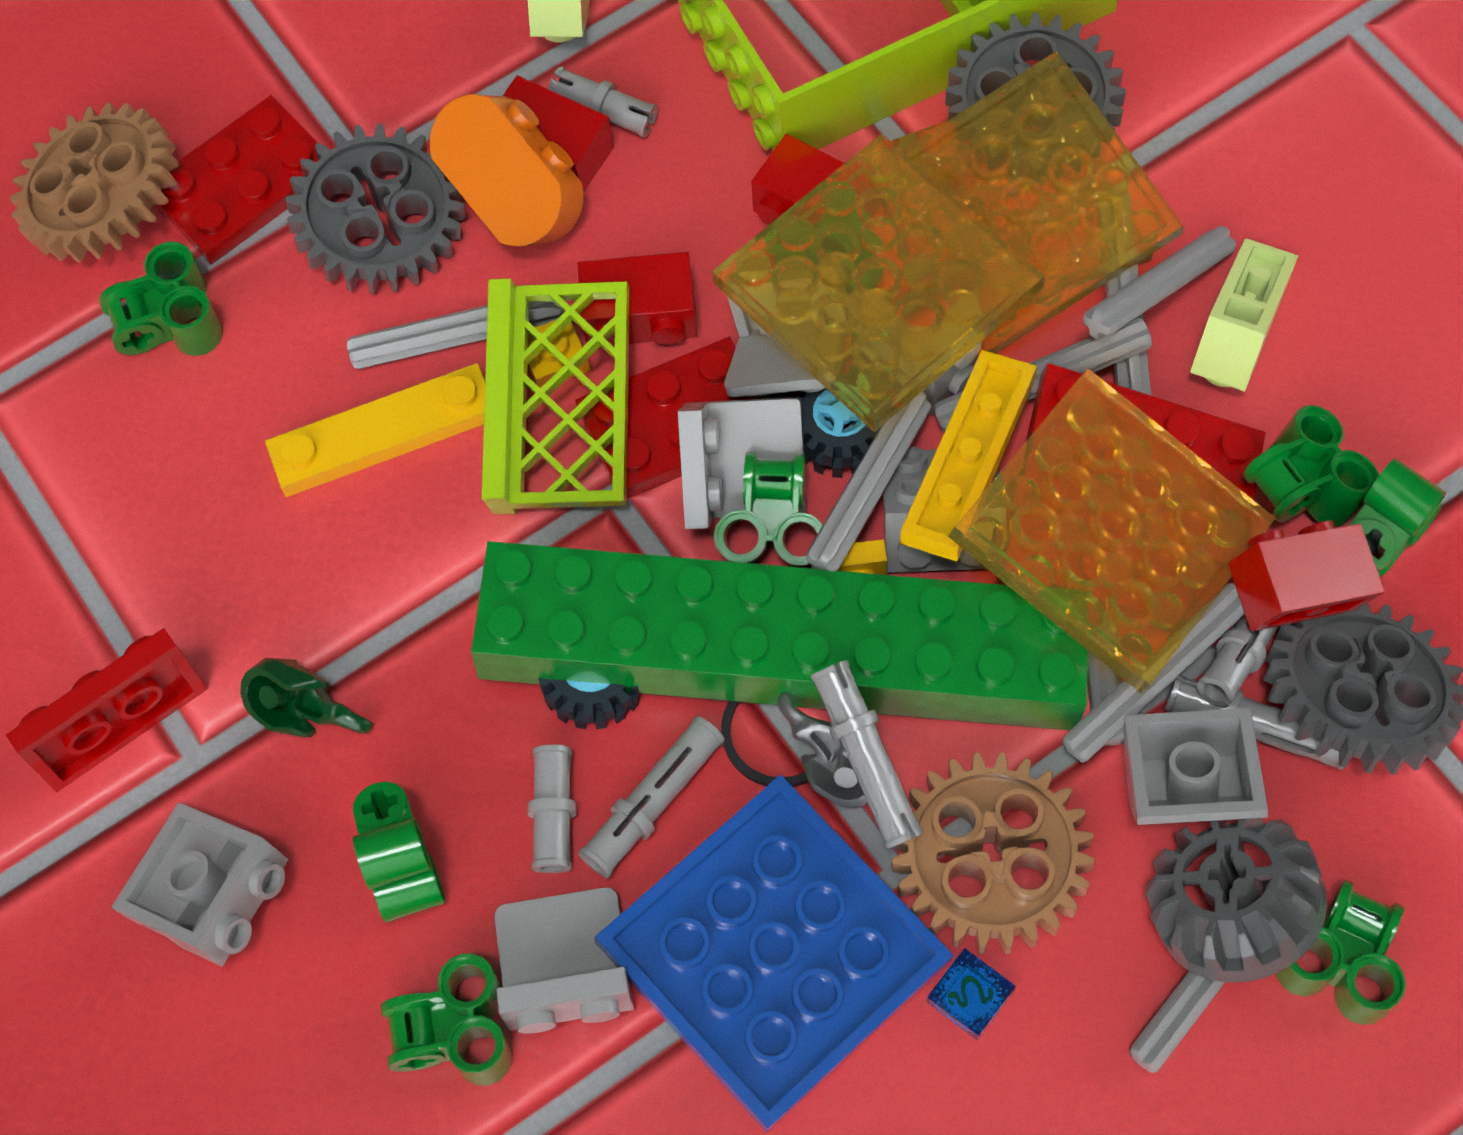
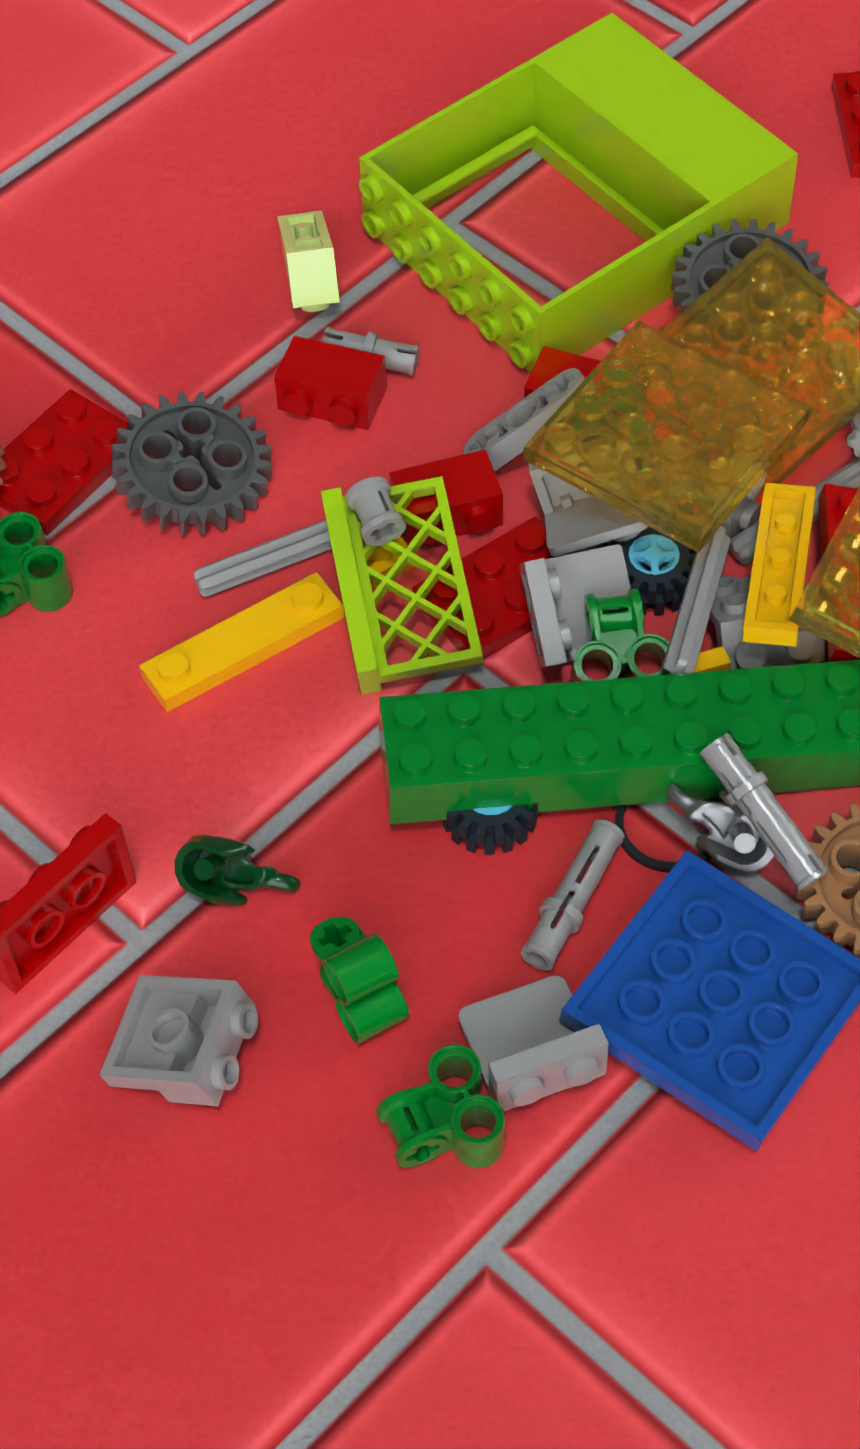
camera: 15 degrees left, 10 degrees down
(507, 169) = (307, 407): orange brick -> none
(540, 314) = (375, 511): none -> light grey bush
(551, 809) = (485, 920): light grey pin -> none
(731, 227) = (510, 432): none -> light grey beam

